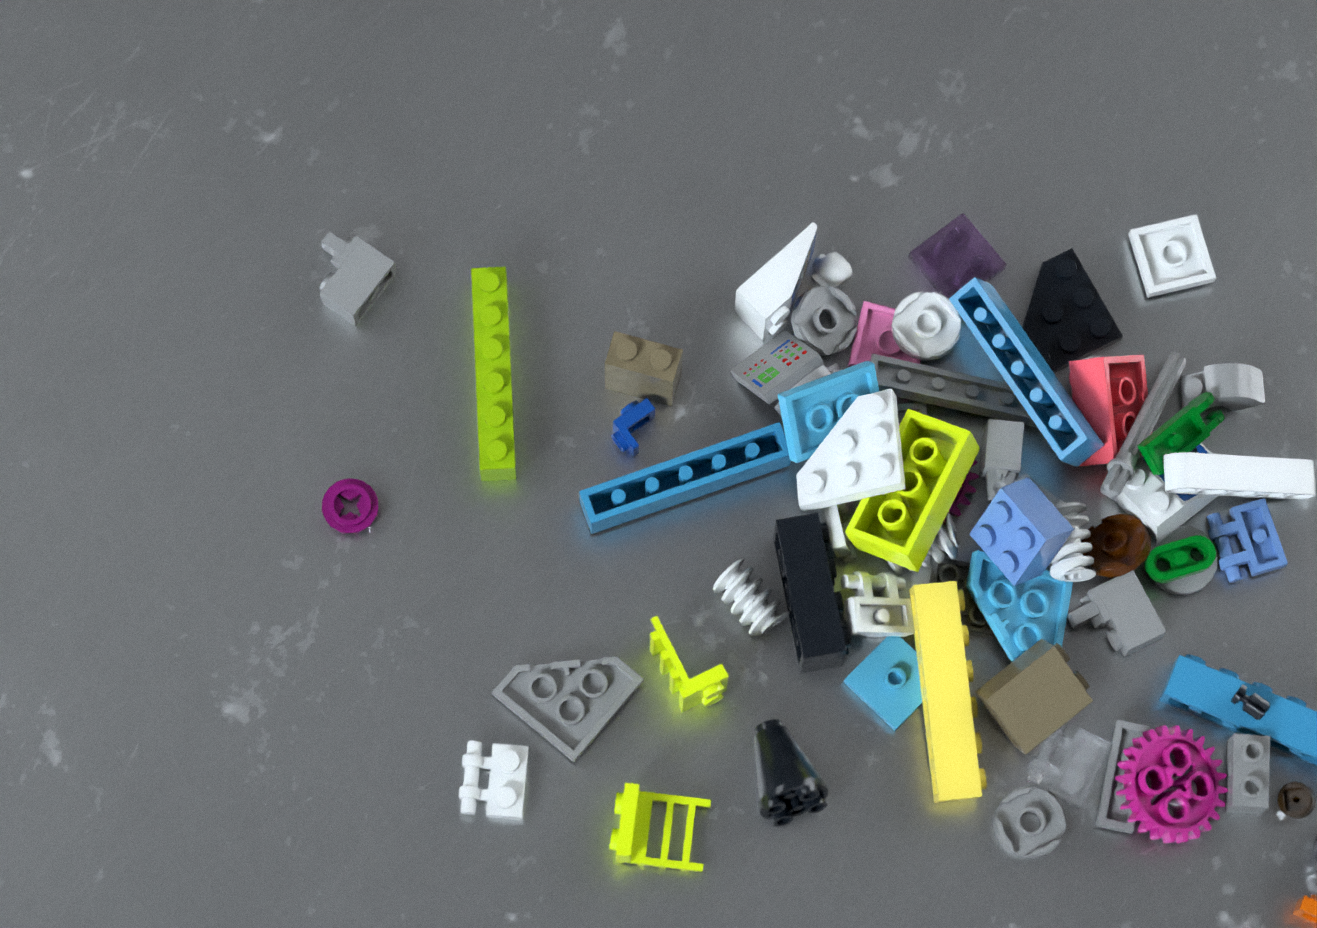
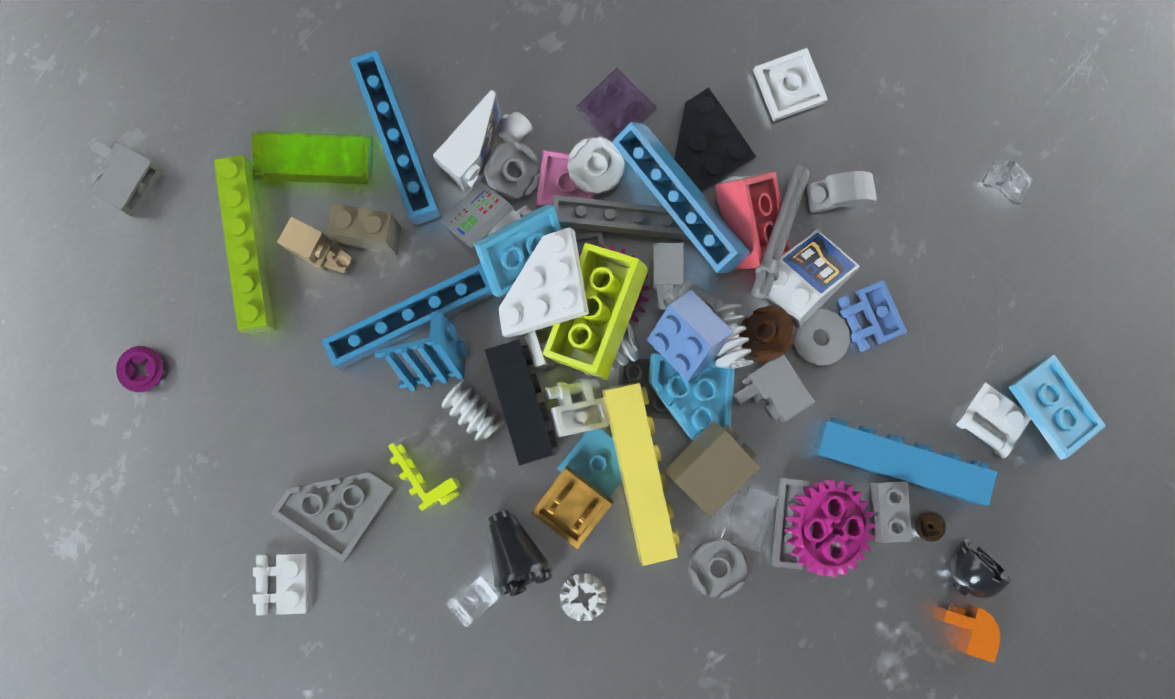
camera: 10 degrees left, 10 degrees up
(577, 384) = (314, 247): none -> tan hinge
(584, 279) = (312, 157): none -> clear neon green brick
(632, 418) = (363, 270): blue bracket -> none
(632, 836) = (397, 611): neon yellow plate -> none
(688, 268) = (395, 138): none -> dark azure brick
(721, 520) = (442, 352): none -> dark azure plate
(728, 823) = (473, 601): none -> clear bracket
(851, 851) = (570, 590): none -> white gear
(858, 725) = (572, 507): none -> pearl gold plate
(1178, 559) = (819, 339): green plate -> none
(1180, 432) = (813, 237): green hinge -> none
(1239, 476) = (862, 266): white beam -> none
(1253, 704) = (891, 457): black piece -> none

